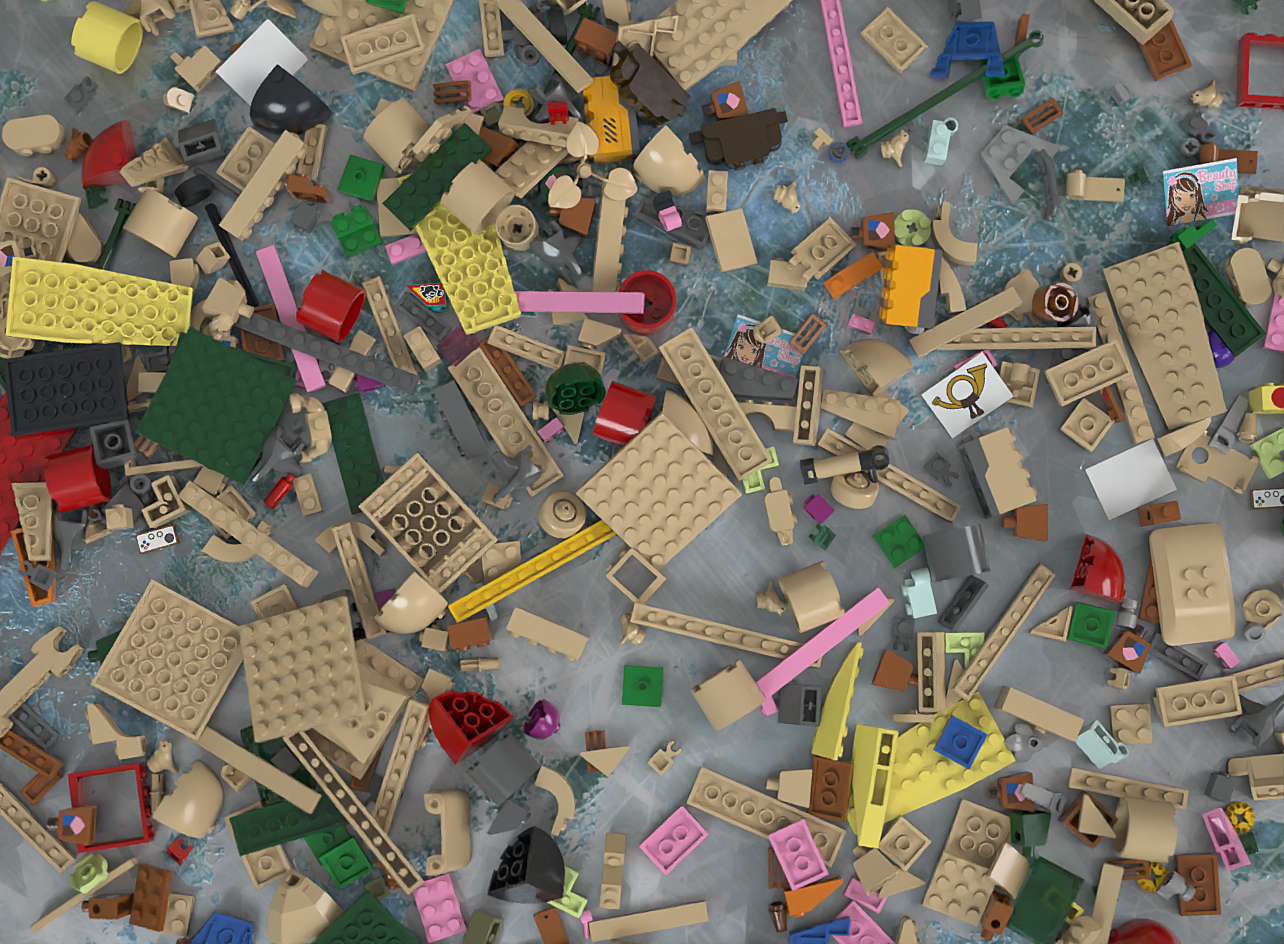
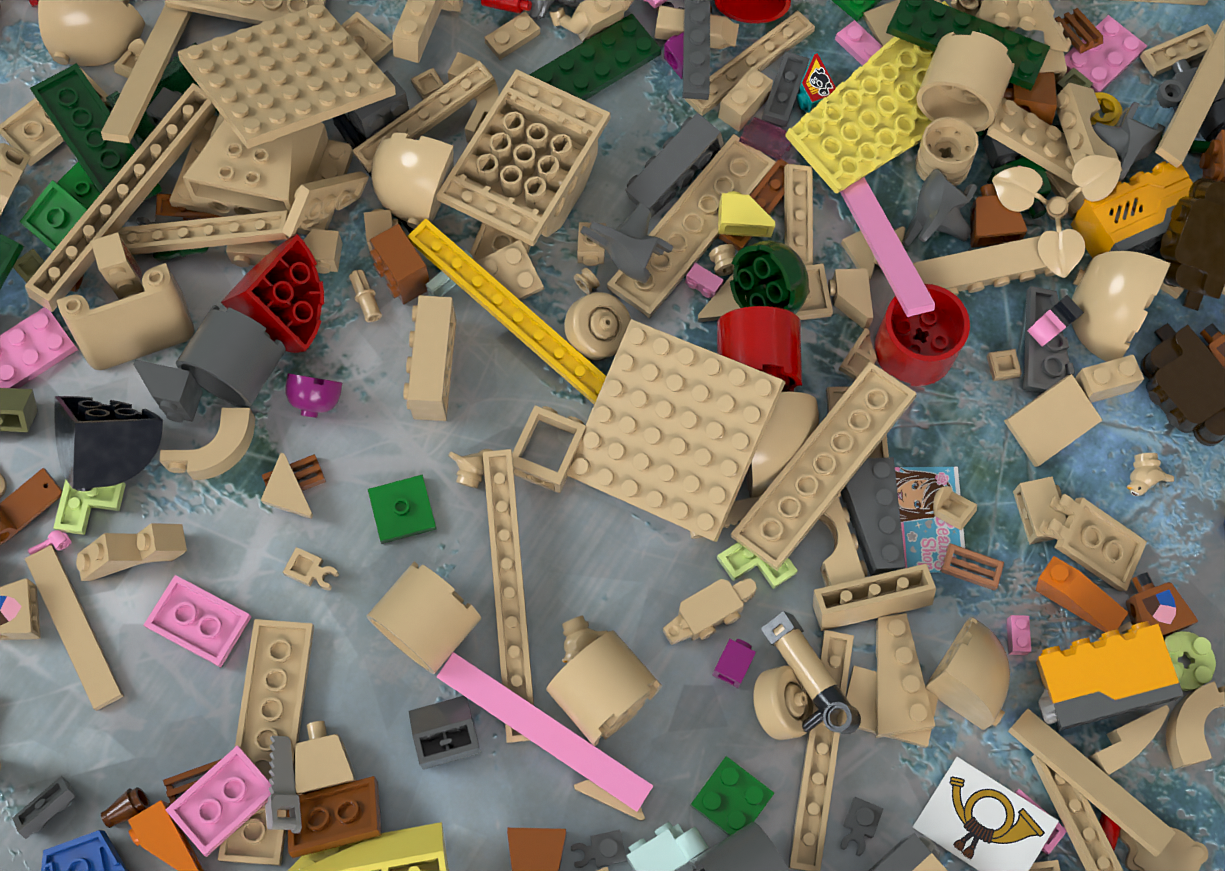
camera: 70 degrees right, 15 degrees down
(177, 853) = (21, 30): red tile -> none
(327, 568) = (427, 83): none -> tan tile
(406, 671) = (321, 198): none -> tan wing
(410, 827) = (118, 265): none -> tan brick
(516, 387) = (743, 216): none -> light yellow slope
(523, 509) = (586, 281): none -> tan bush
(558, 112) = (1118, 139): red tile -> none
(768, 706) = (430, 687): bright pink piece -> none
(803, 814) = (283, 788): none -> light grey piece
(824, 536) = (696, 684): clear green tile -> none
(836, 707) = (455, 785): light yellow wedge -> none

